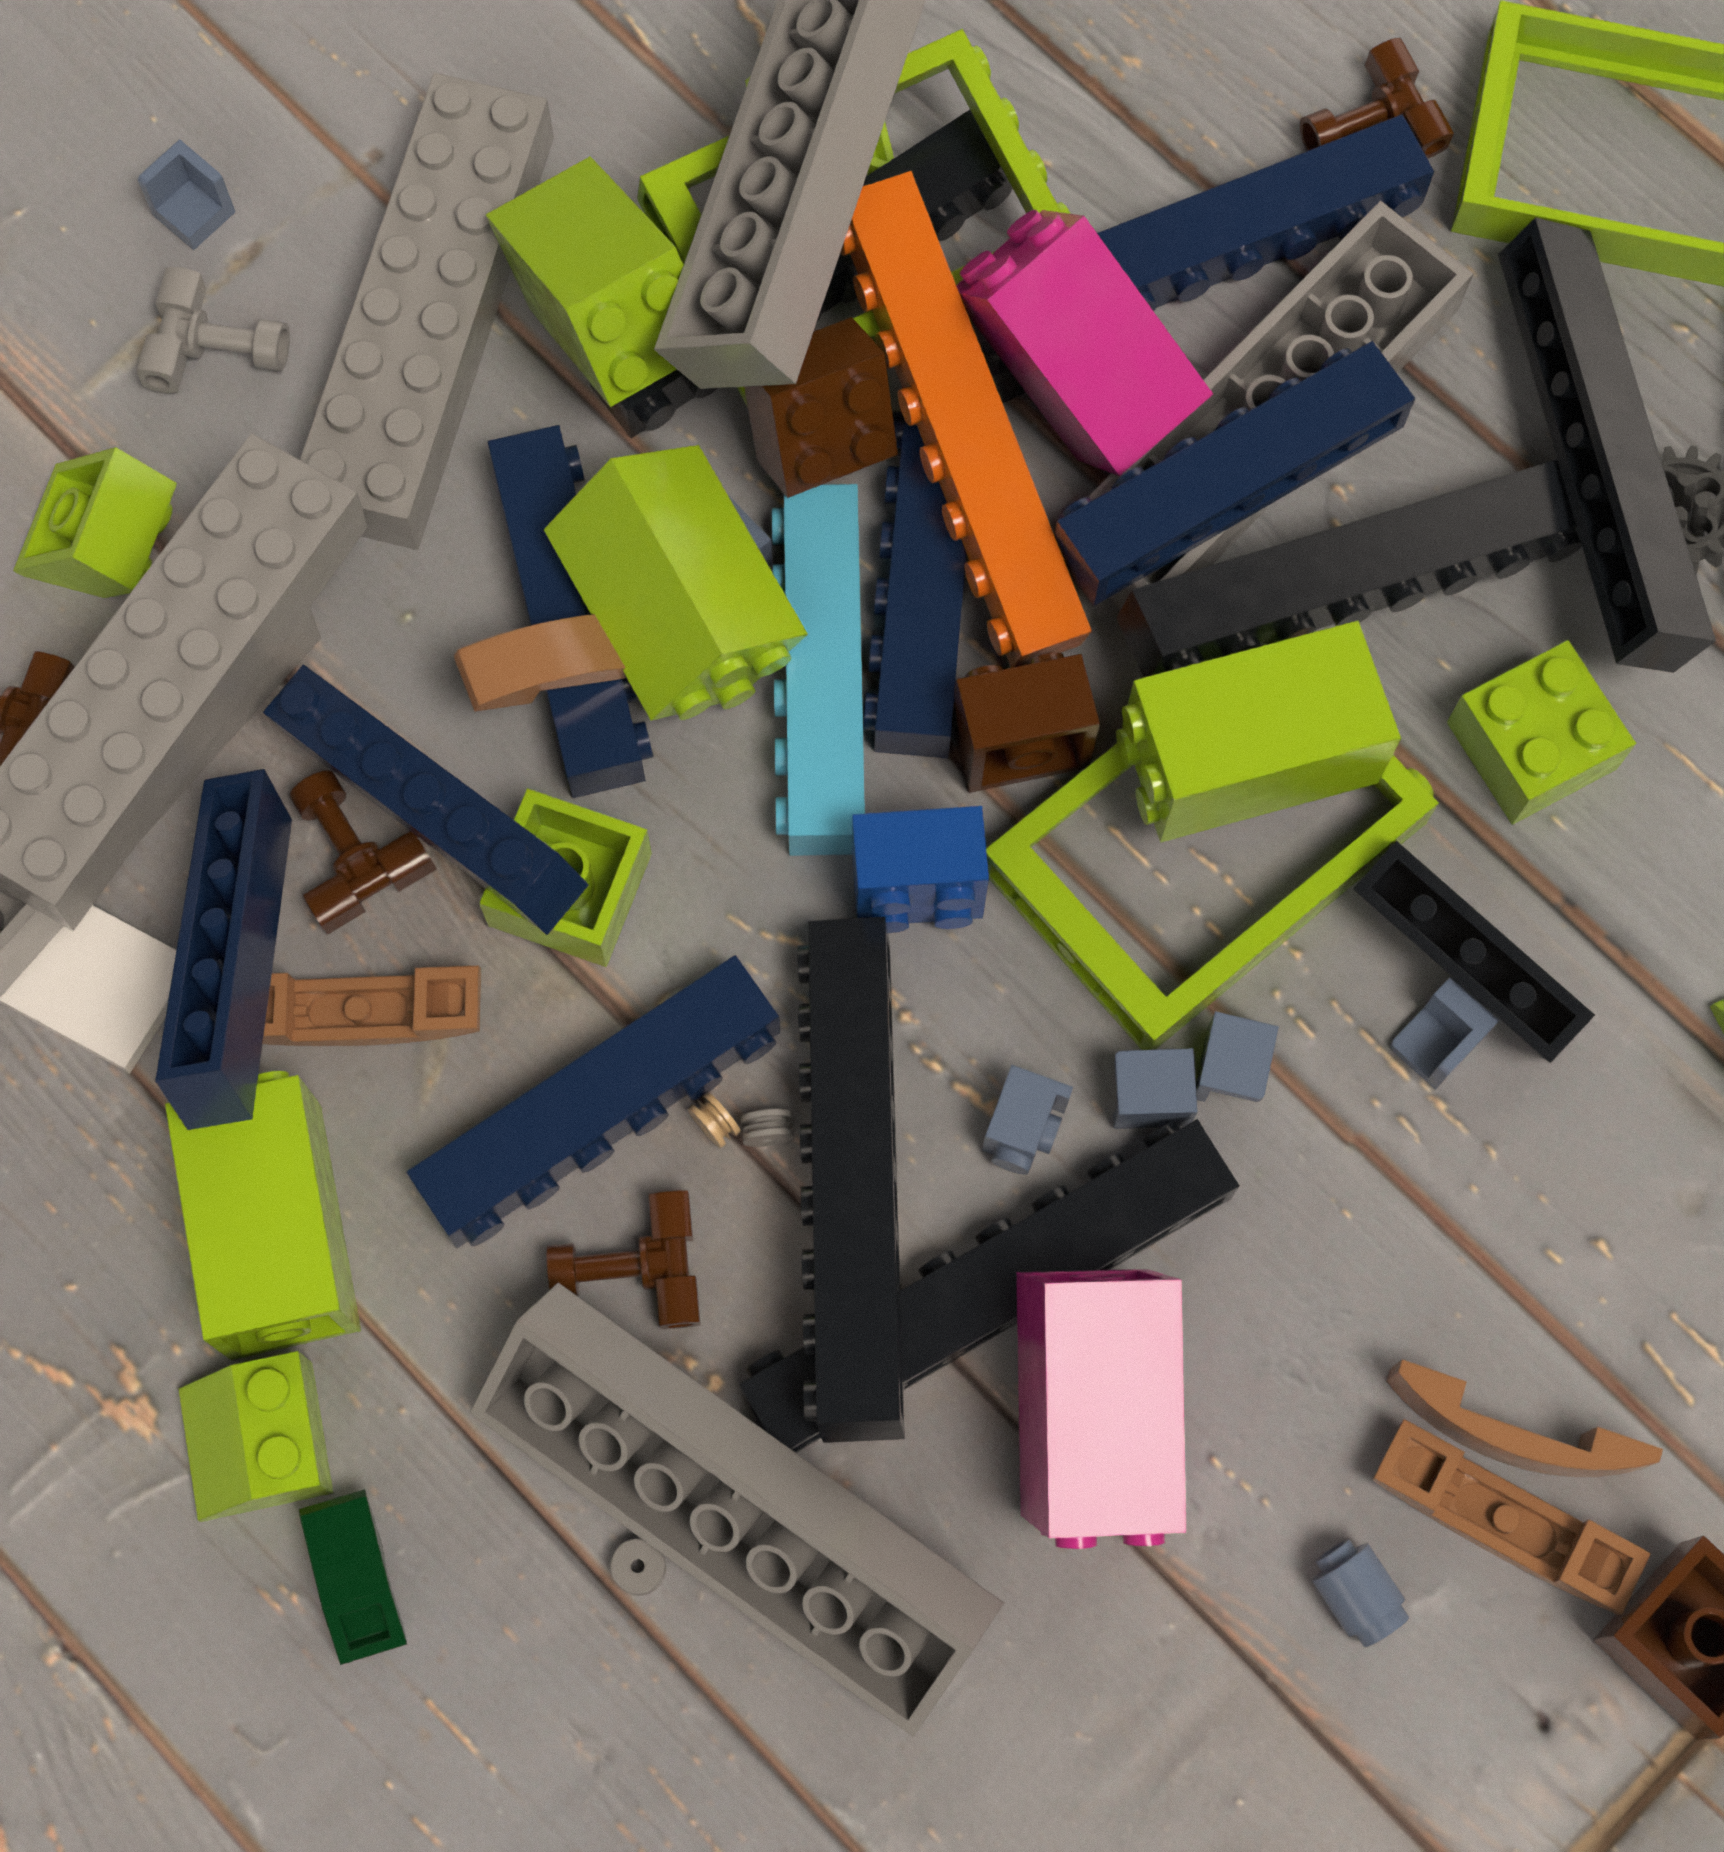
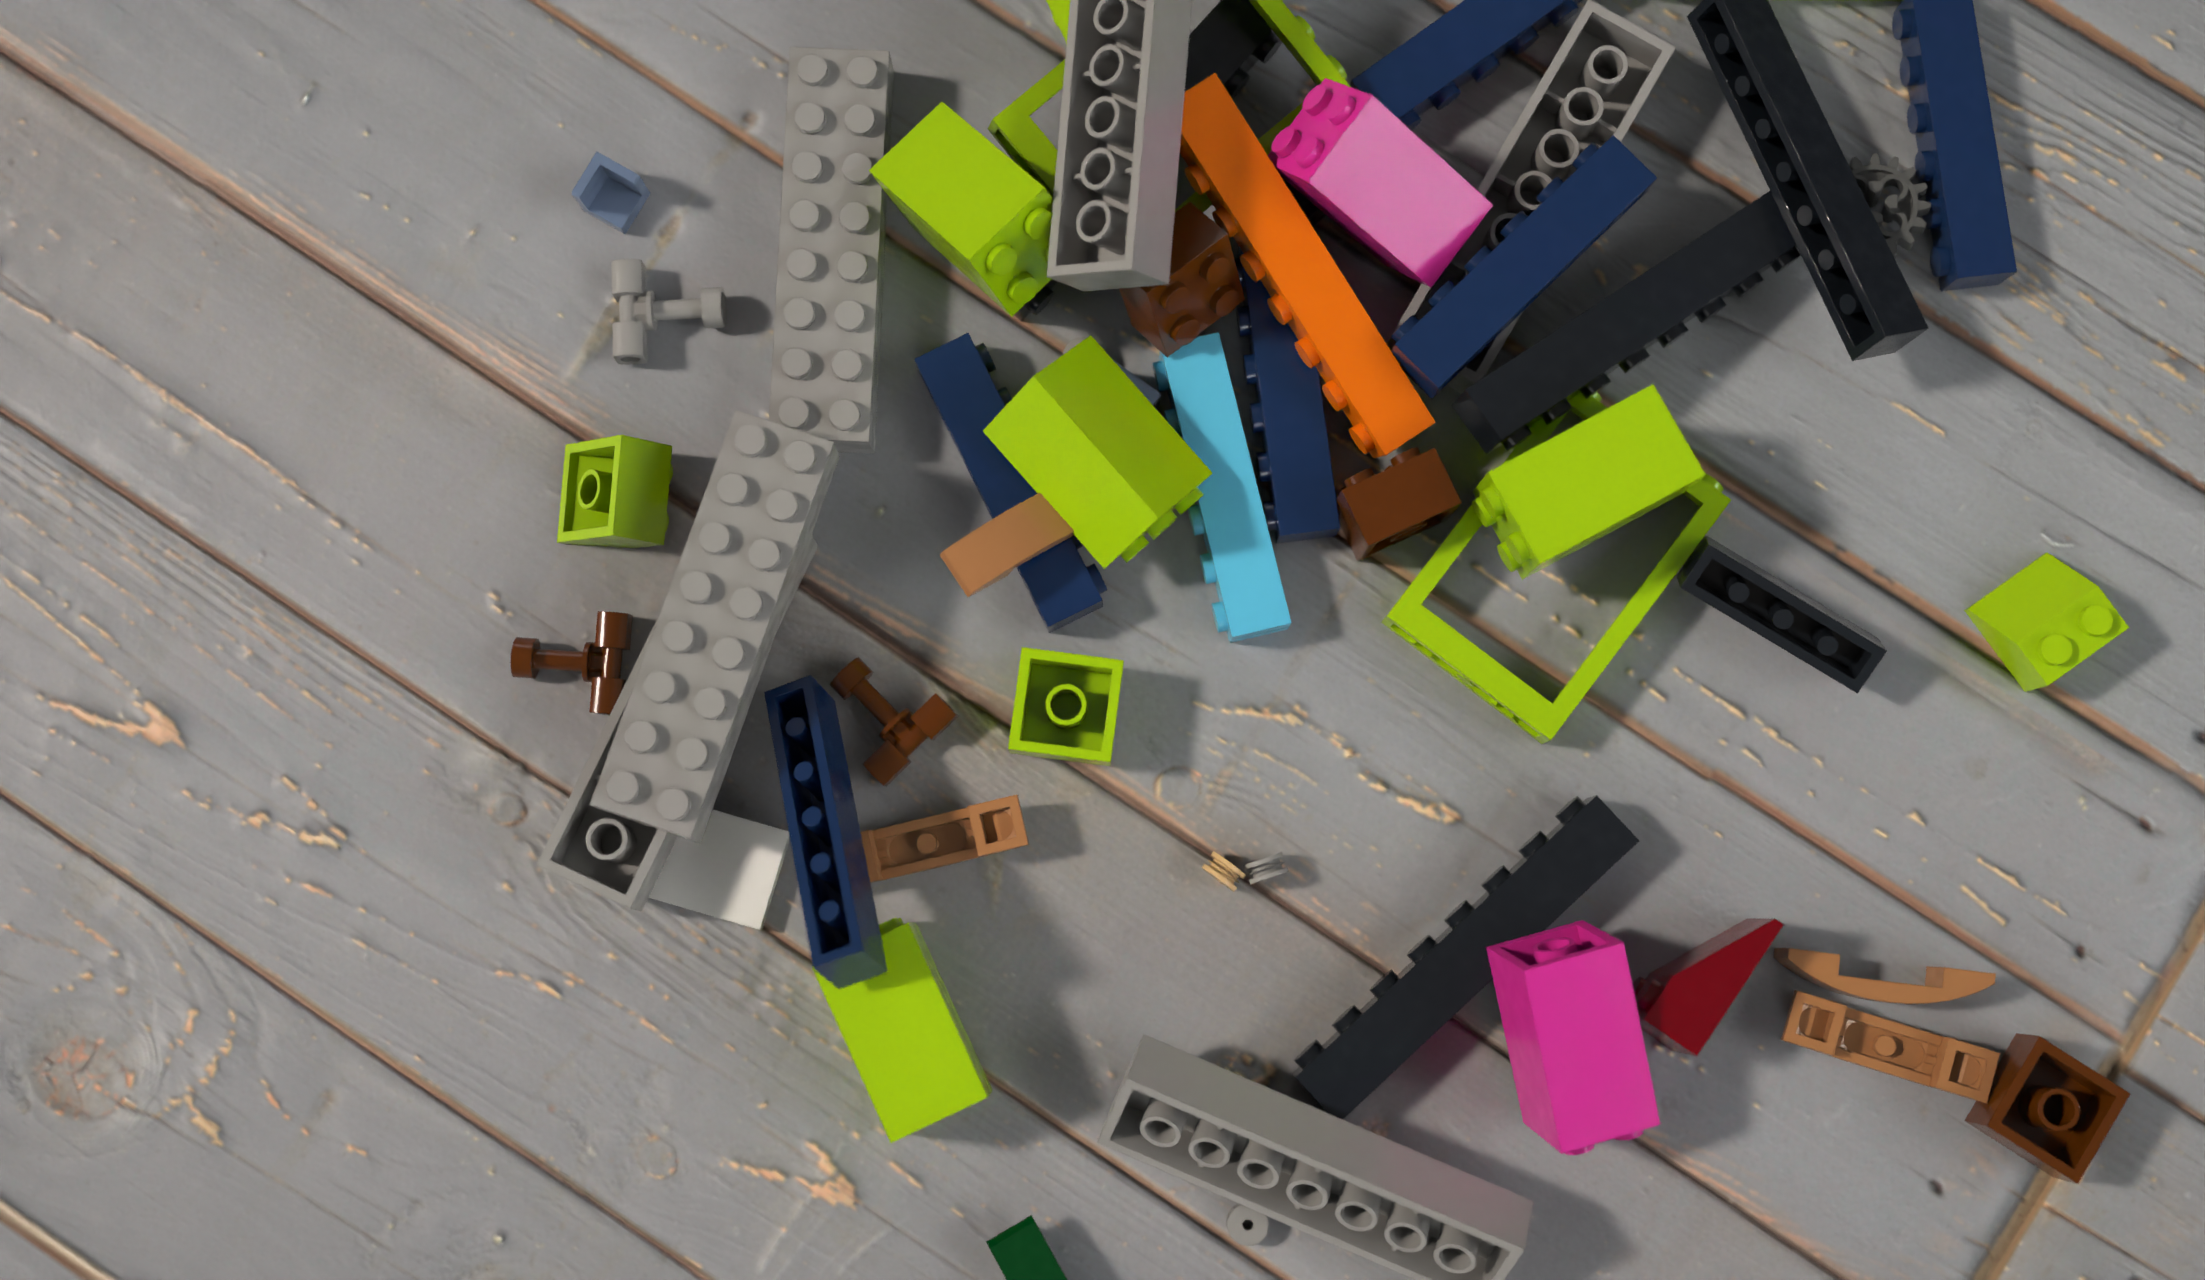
camera: 10 degrees left, 10 degrees up
(255, 1436) = (936, 1193): lime slope -> none
(427, 799) = (945, 675): dark blue brick -> none
(596, 1102) = (1130, 878): dark blue brick -> none
(660, 1262) = (1208, 990): reddish brown bar -> none
(853, 1183) = (1347, 901): black brick -> none
(920, 866) = (1340, 641): blue brick -> none
(1024, 1119) = (1461, 820): sand blue brick -> none
(1154, 1088) = (1557, 773): sand blue panel -> none
(1236, 1057) = (1613, 738): sand blue panel -> none
(1264, 1383) = (1692, 993): none -> dark red slope
(1360, 1592) = (1788, 1126): sand blue brick -> none
(1443, 1033) = (1767, 681): sand blue panel -> none
(1540, 732) = (1797, 420): lime brick -> none

